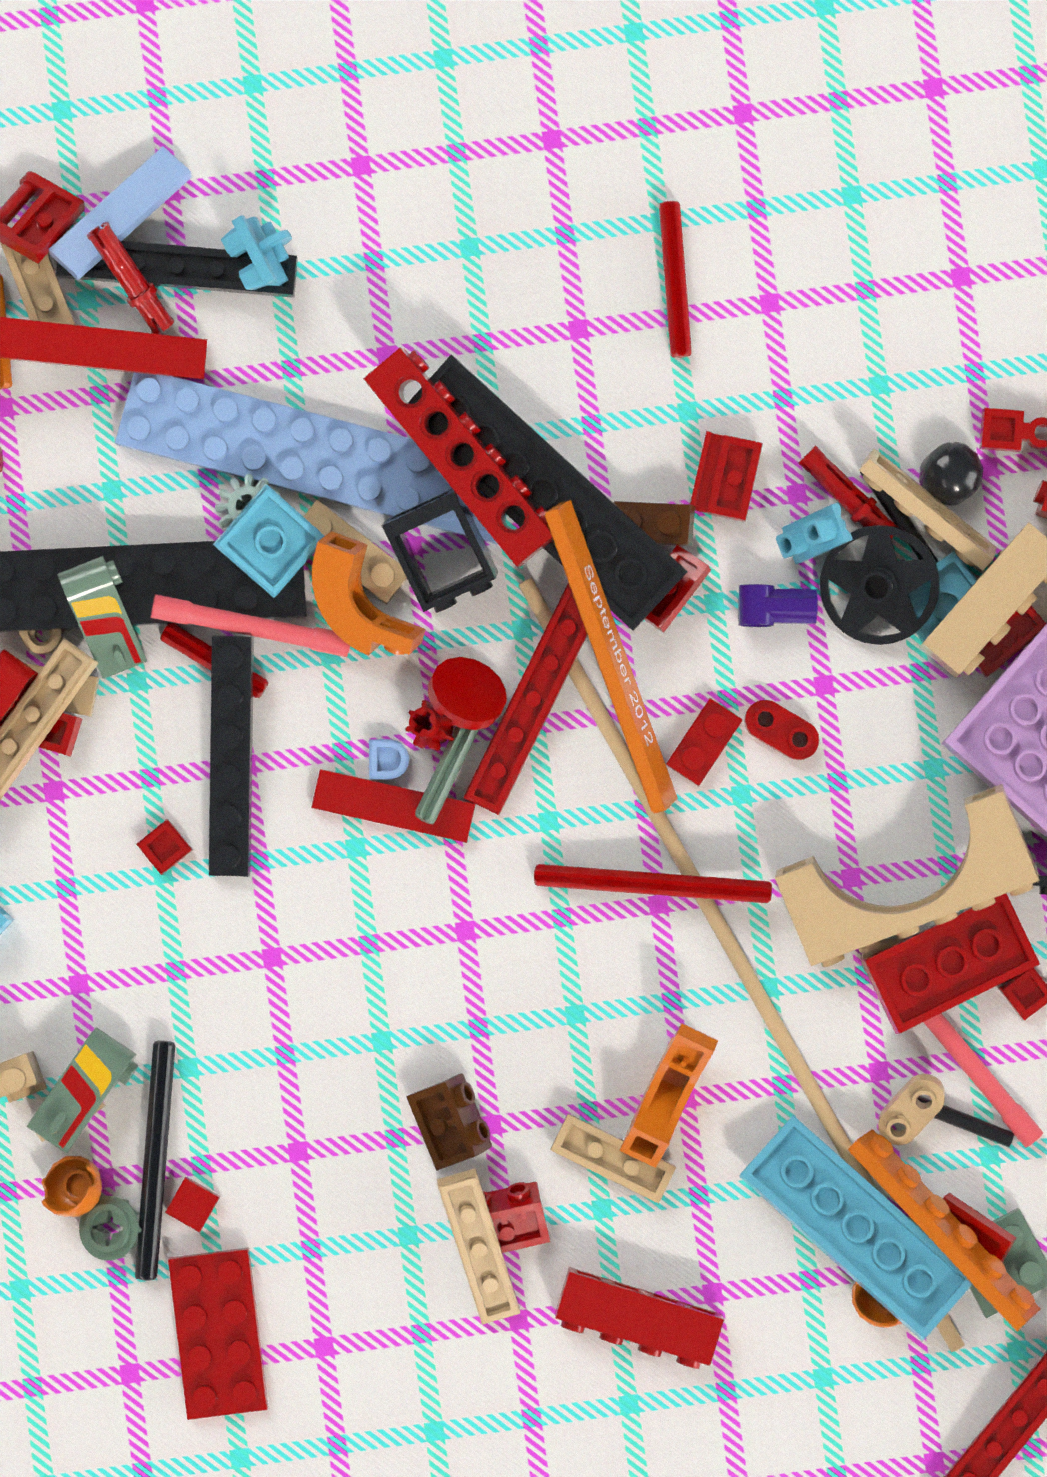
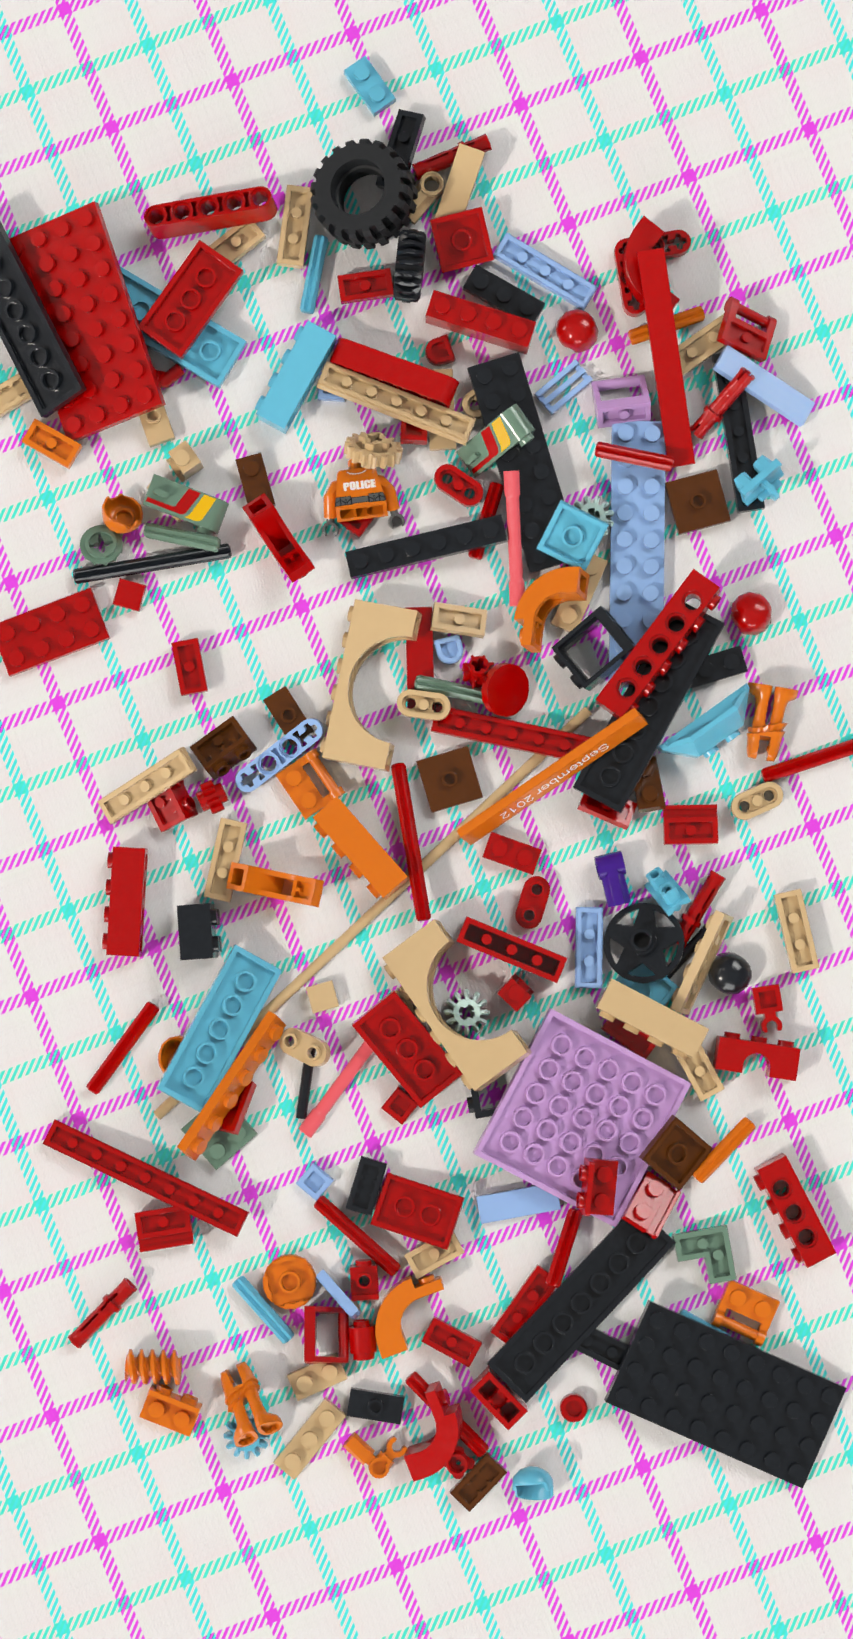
camera: 75 degrees right, 0 degrees up
(33, 471) = (580, 373): none -> light blue tile
(72, 798) = (373, 450): none -> tan gear
(74, 980) = (254, 477): none -> reddish brown plate
(102, 427) = (622, 409): none -> lavender tile
(128, 1107) = (182, 537): none -> sand green axle
(132, 834) = (359, 495): none -> orange torso
(152, 685) = (459, 485): none -> red plate
(165, 967) = (278, 538): none -> red arch
(176, 424) = (634, 456): none -> red axle
(263, 350) = (697, 502): none -> reddish brown plate
(319, 1142) = (189, 667): none -> red plate
(331, 868) = (369, 629): none -> tan arch
(349, 735) = (458, 620): none -> tan plate
(426, 1015) = (287, 712): none -> reddish brown plate
(443, 313) = (751, 613): none -> red hair
(461, 816) = (424, 703): none -> tan plate
(483, 1041) = (280, 756): none -> light blue beam
(509, 374) = (721, 666): none -> black plate
(517, 1155) = (212, 797): none -> red gear
(536, 1021) = (301, 787): none -> orange plate
(575, 805) = (449, 779): none -> reddish brown plate
(594, 411) = (710, 728): none -> medium azure wedge
(621, 327) = (771, 732): none -> orange piece
(644, 959) = (361, 848): none -> orange brick
(709, 1223) = (198, 931): none -> black brick
(714, 374) = (756, 801): none -> tan plate
(844, 777) = (511, 949): none -> red brick
(844, 1066) = (322, 996): none -> tan tile
(848, 1374) = (122, 1048): none -> red axle
(866, 665) = (588, 947): none -> light blue tile
(906, 786) = (515, 992): none -> red brick
(914, 364) = (796, 931): none -> tan plate
(930, 863) = (464, 1003): none -> light aqua gear

